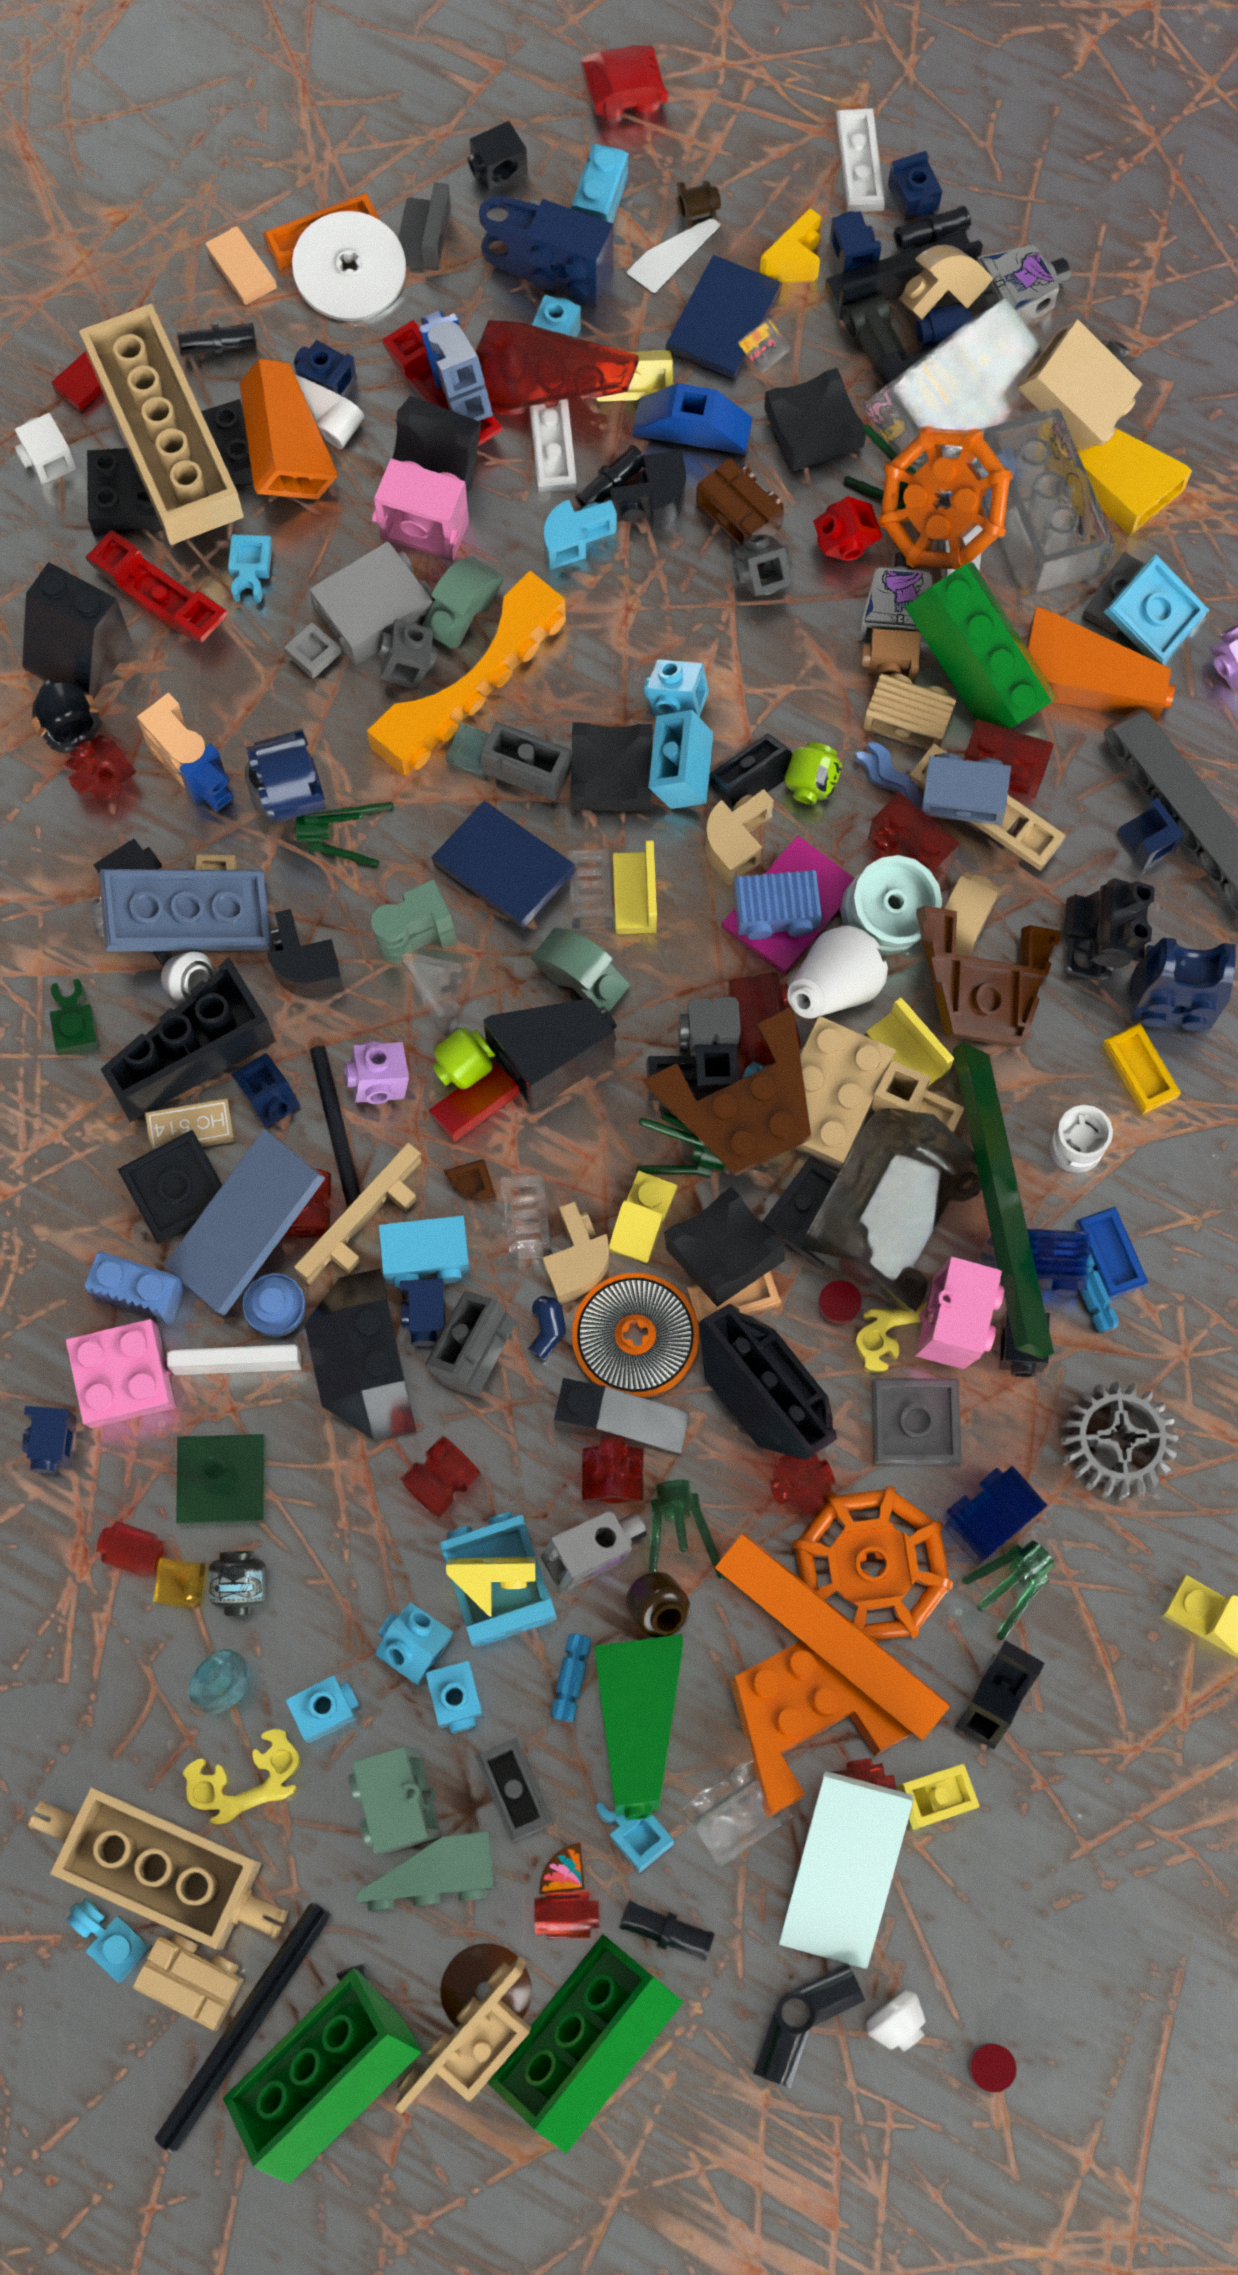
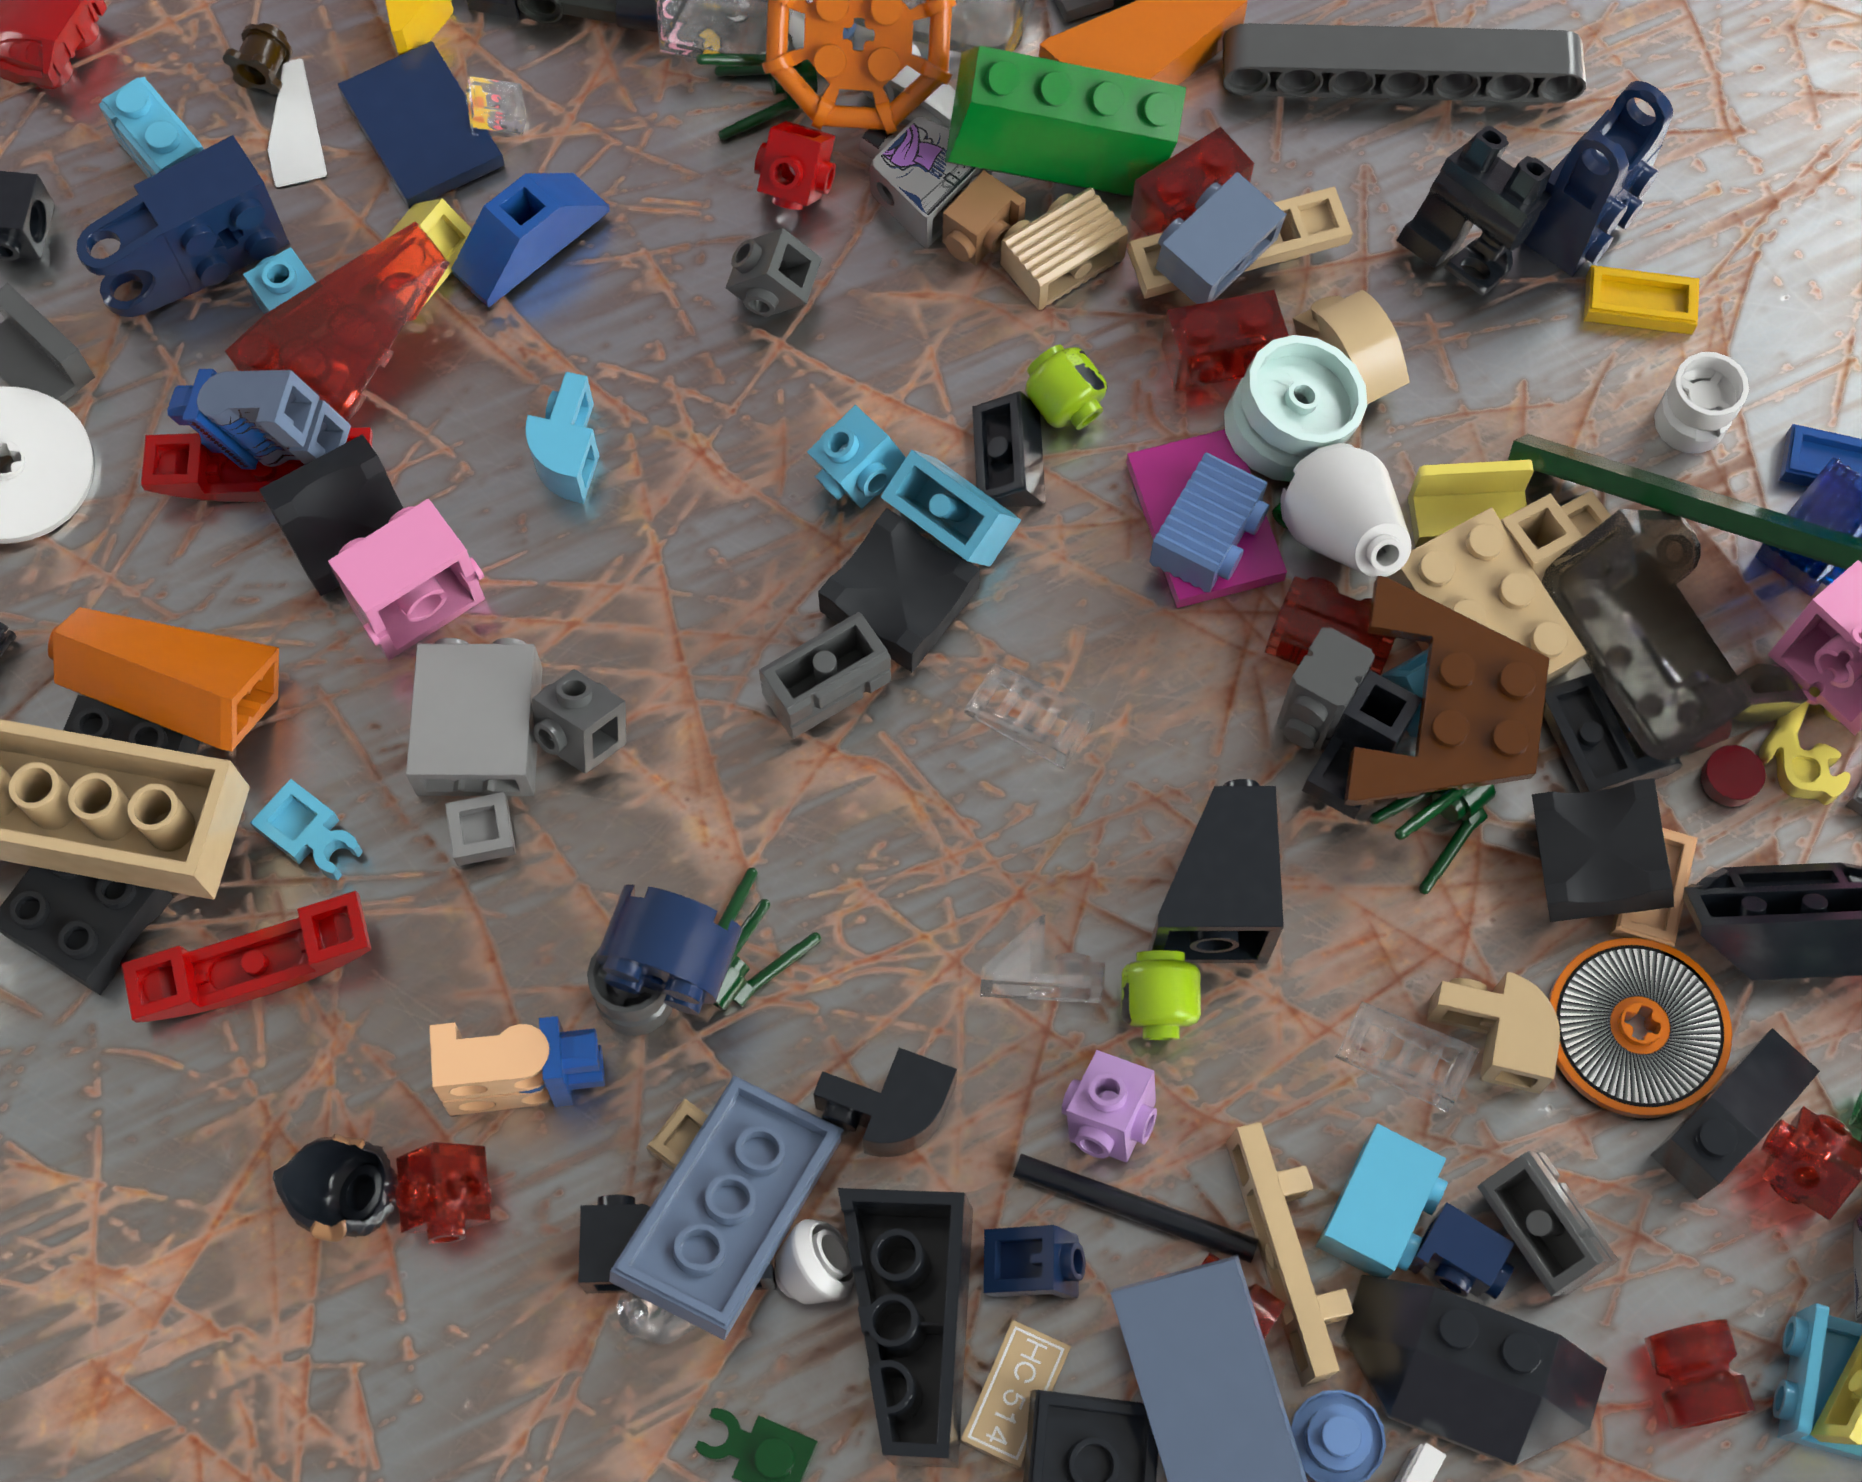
camera: 55 degrees left, 5 degrees down
(72, 631) = (230, 1100): black slope -> none
(326, 367) = (121, 577): dark blue brick -> none
(333, 414) = (188, 601): white piece -> none
(413, 923) = (949, 909): sand green legs -> none
(414, 728) = (677, 775): light orange arch -> none
(460, 594) = (556, 616): sand green brick -> none
(467, 748) = (752, 731): clear light blue tile -> none
(471, 1106) = (1220, 1042): red slope -> none
(472, 1181) = (1318, 1090): reddish brown tile -> none
(503, 864) = (932, 788): dark blue tile -> none
(552, 1326) = (1571, 1116): dark blue arm -> none
(553, 447) = (434, 400): white tile -> none
(582, 965) = (1130, 784): sand green brick -> none
(611, 476) = (528, 360): black pin -> none
(635, 891) = (1074, 659): light yellow panel -> none
(642, 1217) = (1493, 925): light yellow slope -> none
(660, 494) = (588, 319): black brick -> none
(728, 836) = (1082, 527): tan brick -> none
(739, 502) = (672, 251): reddish brown brick -> none
(814, 420) = (631, 114): black brick -> none
(883, 775) = (1112, 324): medium blue hair -> none
(983, 996) = (1461, 388): reddish brown wing -> none
(1151, 834) = (1377, 115): dark blue panel -> none

